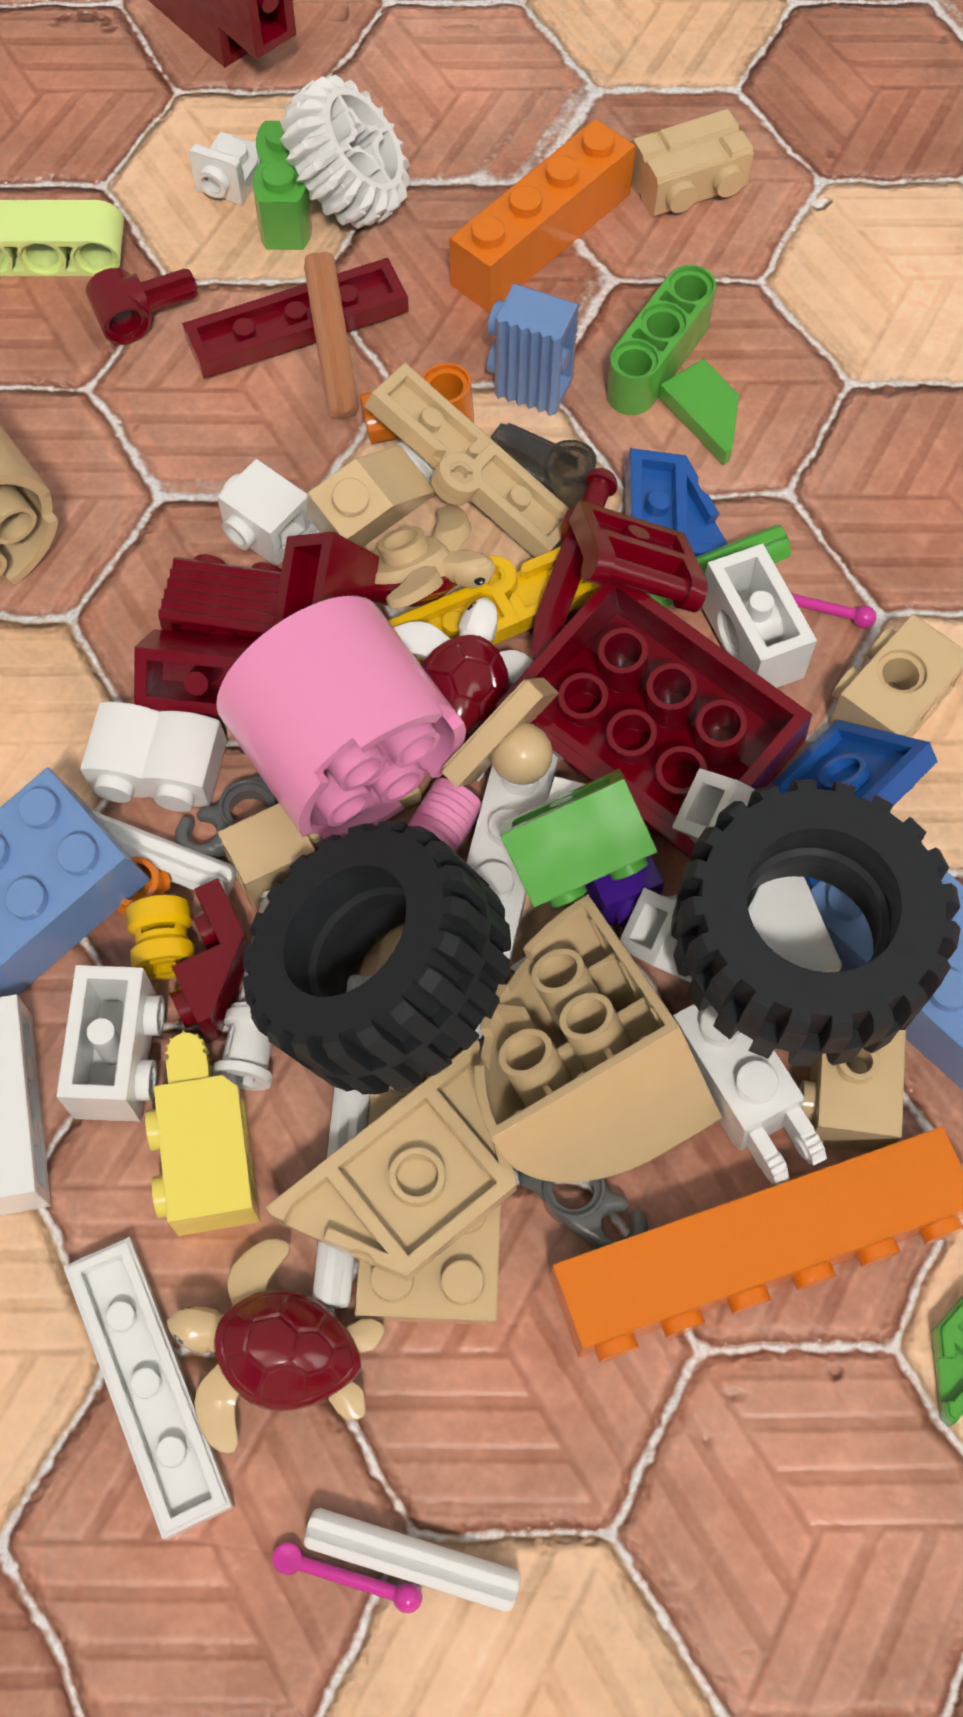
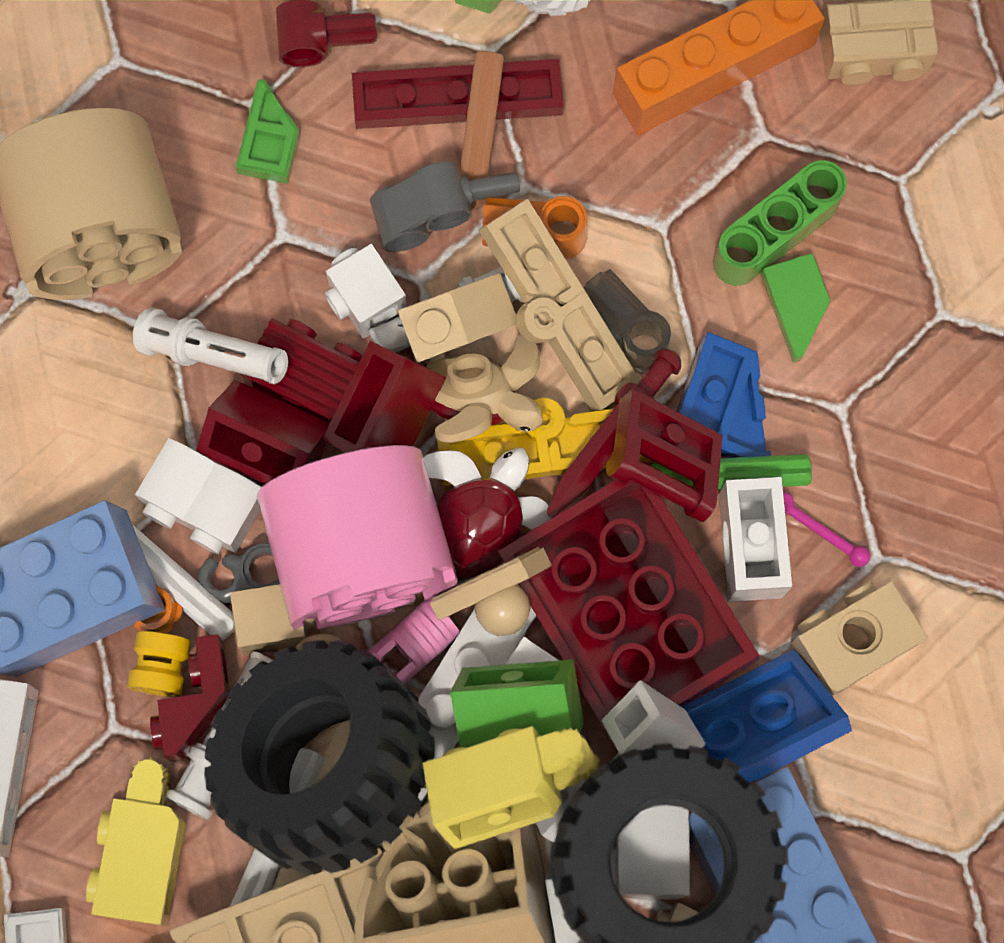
camera: 15 degrees right, 10 degrees up
(94, 606) = (258, 360): none -> white pin
(109, 1044) = (90, 747): white brick -> none
(116, 412) = (268, 139): none -> bright green tile
(300, 403) = (432, 200): none -> dark grey beam
(533, 347) = (654, 205): medium blue brick -> none
(598, 903) = (504, 782): none -> light yellow hinge

